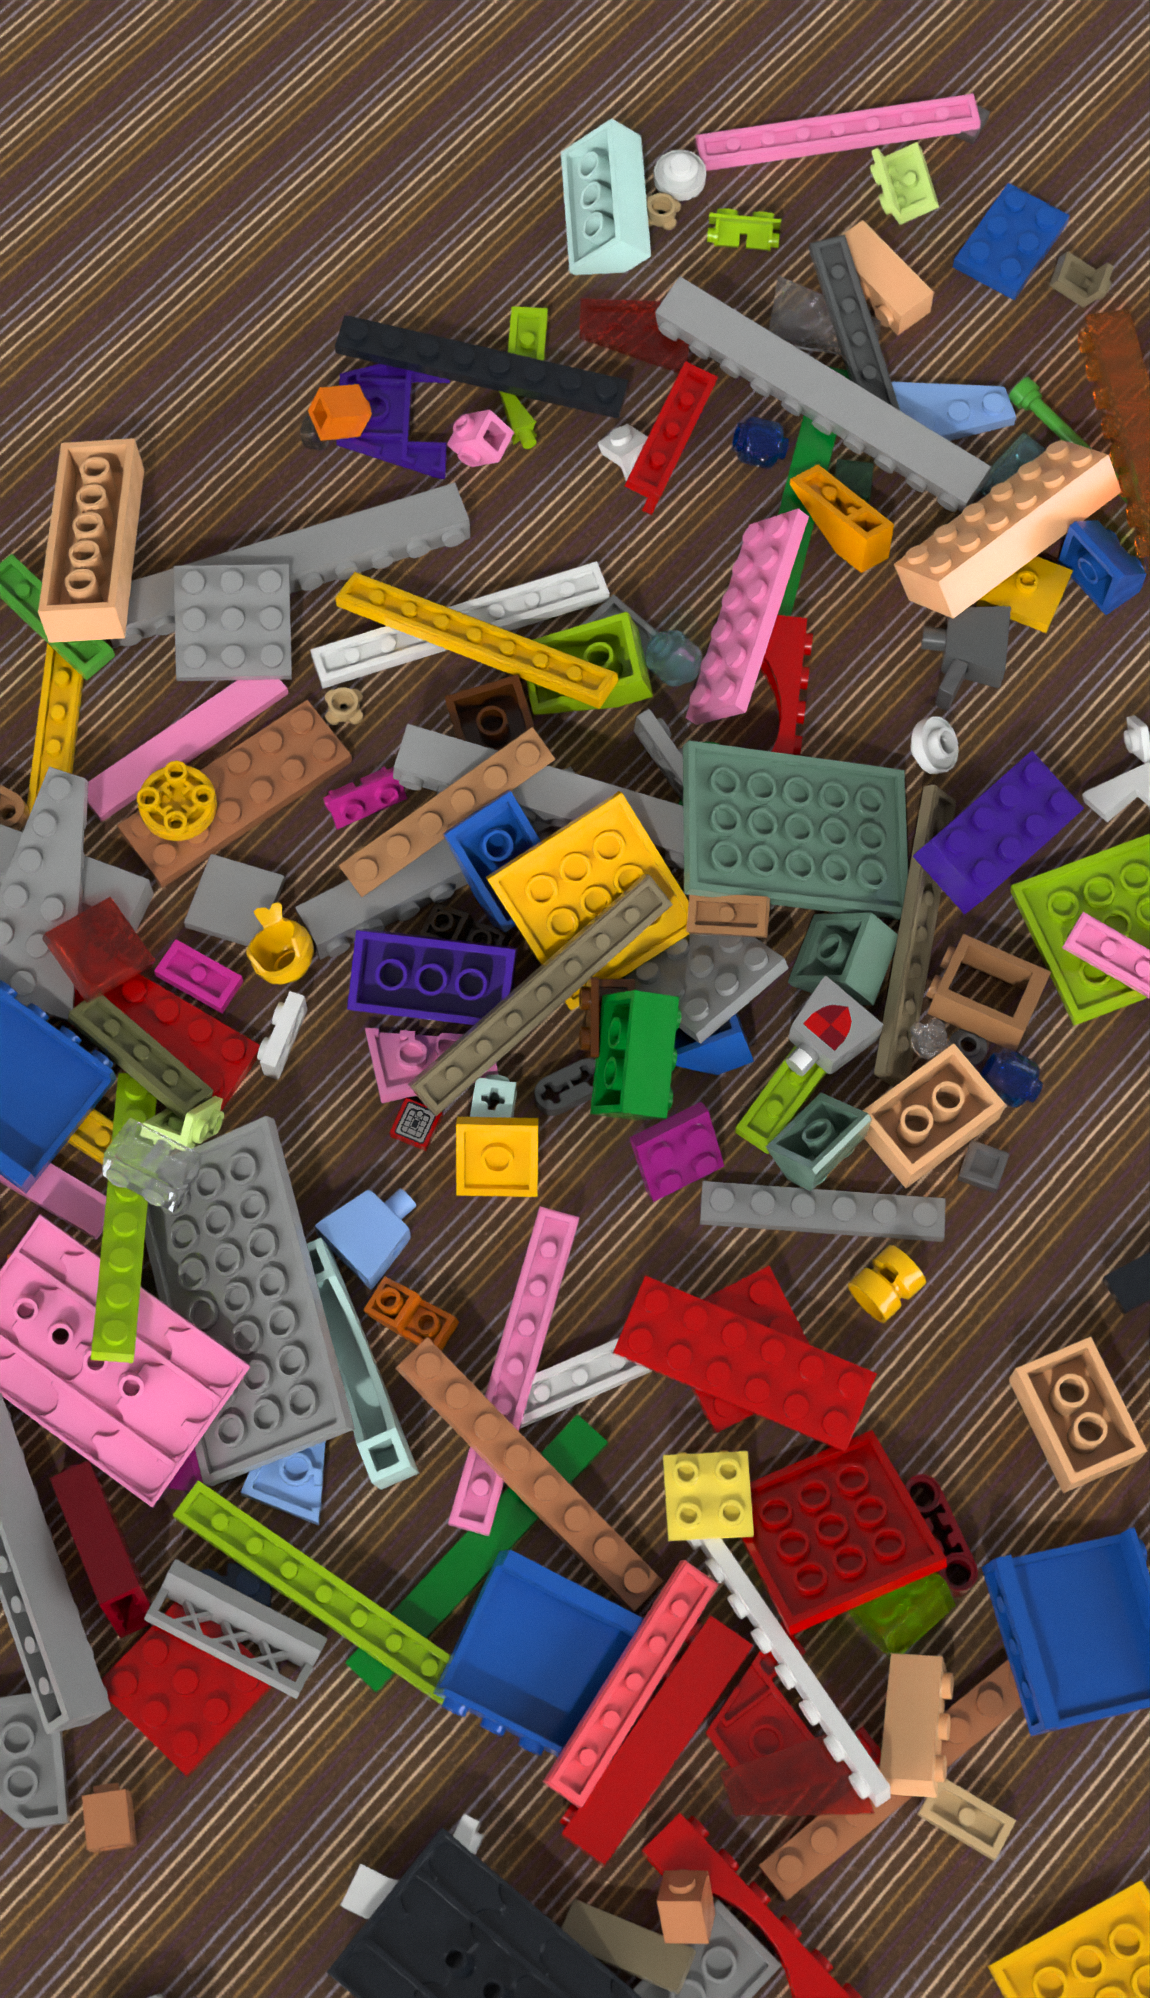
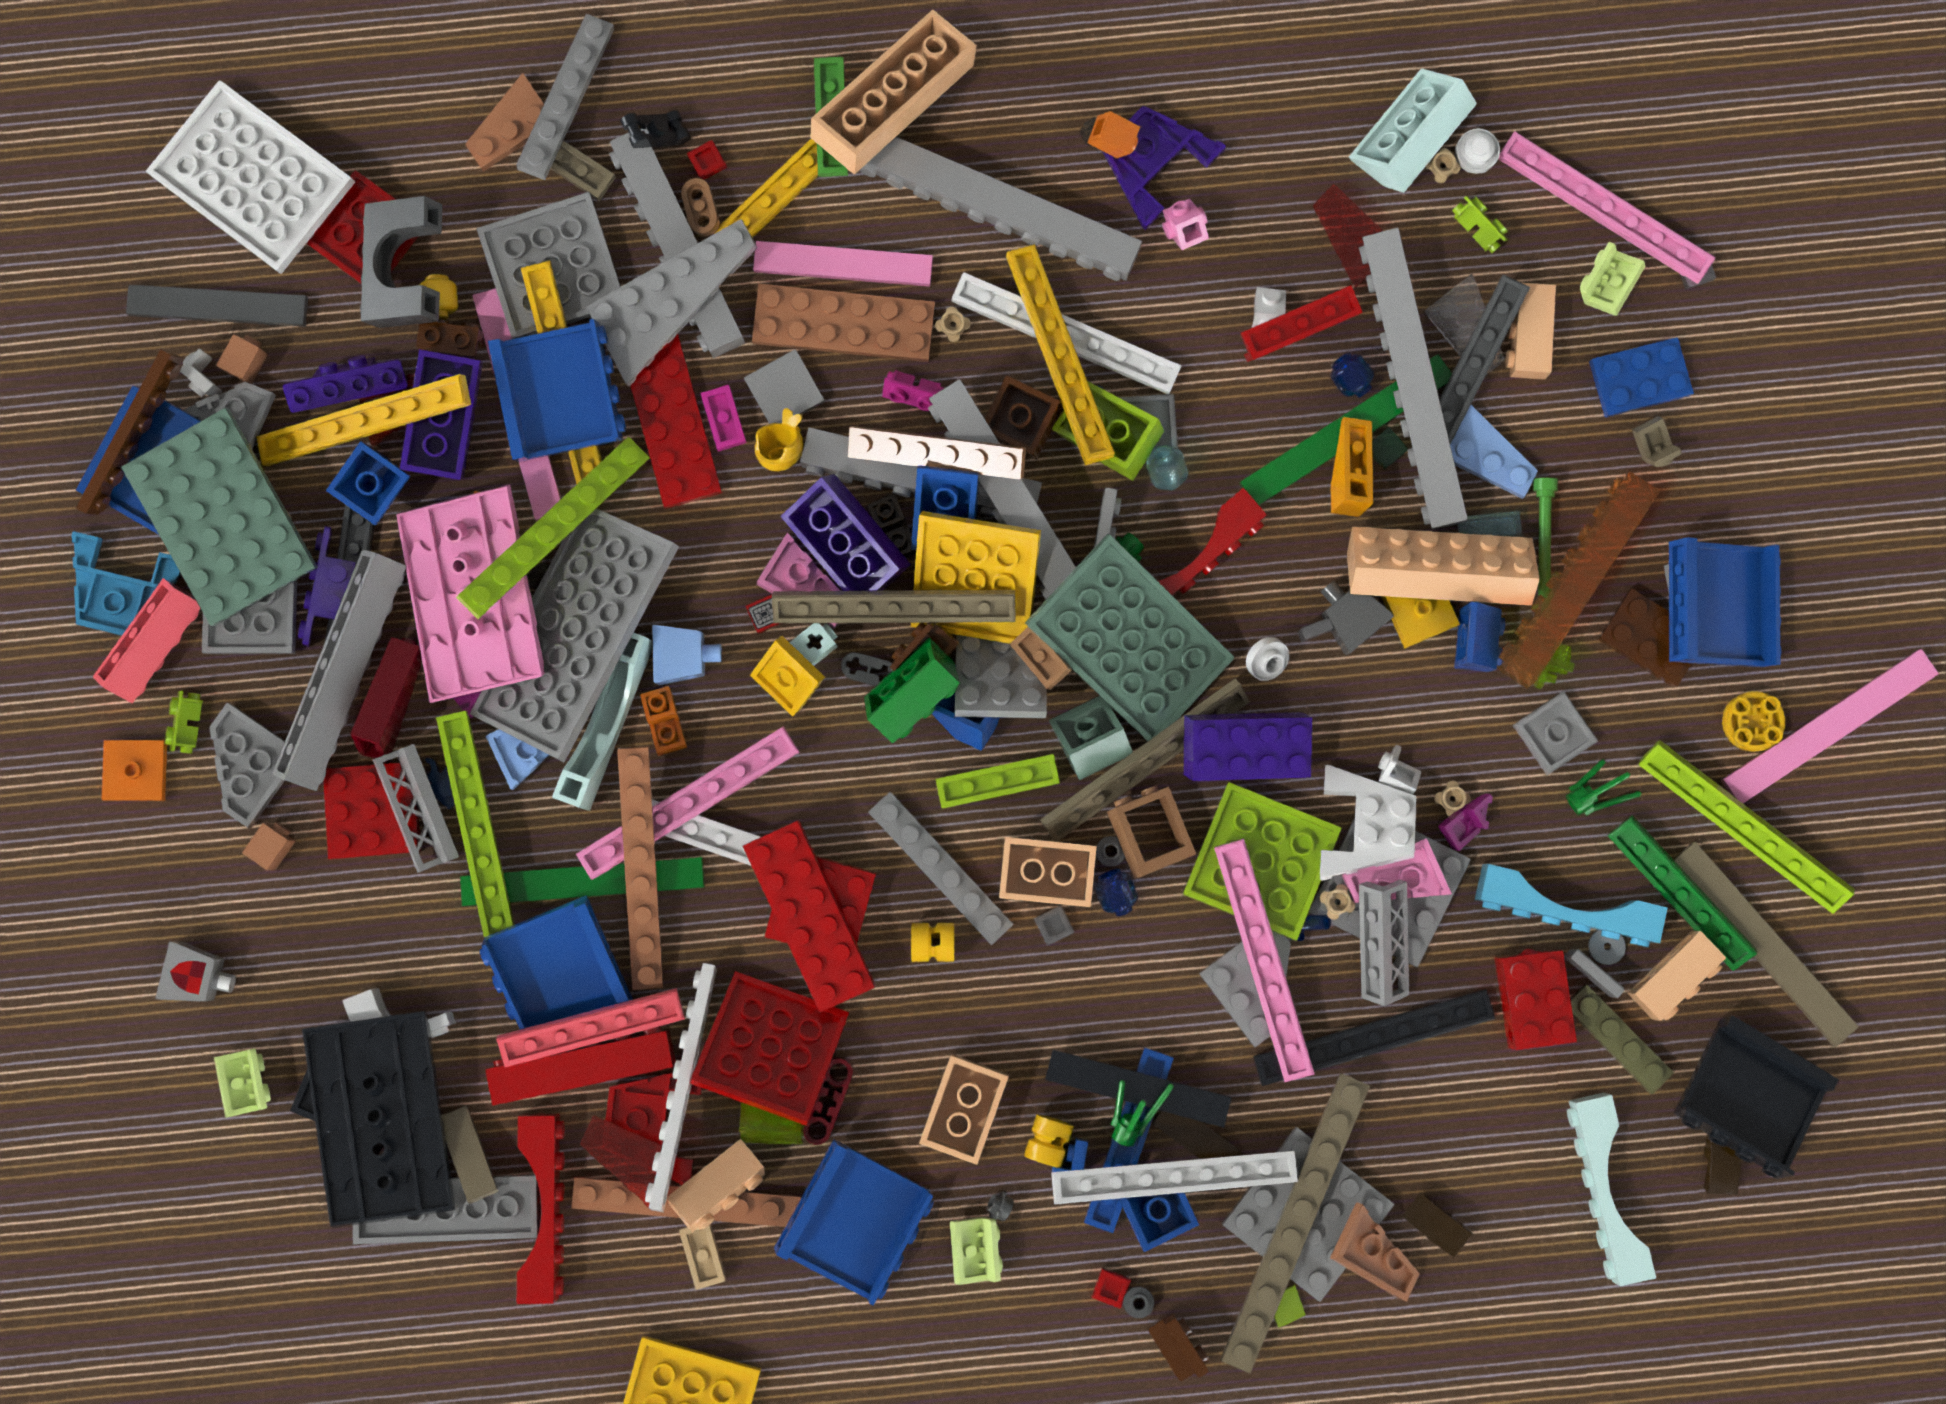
camera: 45 degrees right, 15 degrees up
(98, 949) = (674, 356): clear red plate -> none
(140, 1055) = (644, 439): olive plate -> none
(151, 1165) = (587, 513): clear brick -> none
(177, 802) = (801, 301): yellow tile -> none
(198, 1125) = (631, 502): yellowish green bracket -> none
(232, 622) = (930, 216): light grey plate -> none
(287, 1022) = (728, 500): white plate -> none
(481, 366) = (1230, 176): black plate -> none
(519, 421) = (1222, 232): lime piece -> none
(528, 332) = (1276, 183): lime plate -> none
(677, 1151) = (887, 764): magenta plate -> none
(686, 1907) = (511, 1166): nougat brick -> none
(708, 1495) = (722, 967): light yellow plate -> none
(747, 617) = (1233, 481): bright pink plate -> none
(818, 1140) = (970, 828): sand green slope -> none
(830, 1030) = (1036, 773): light grey torso -> none
(929, 1038) = (1084, 829): clear plate -> none

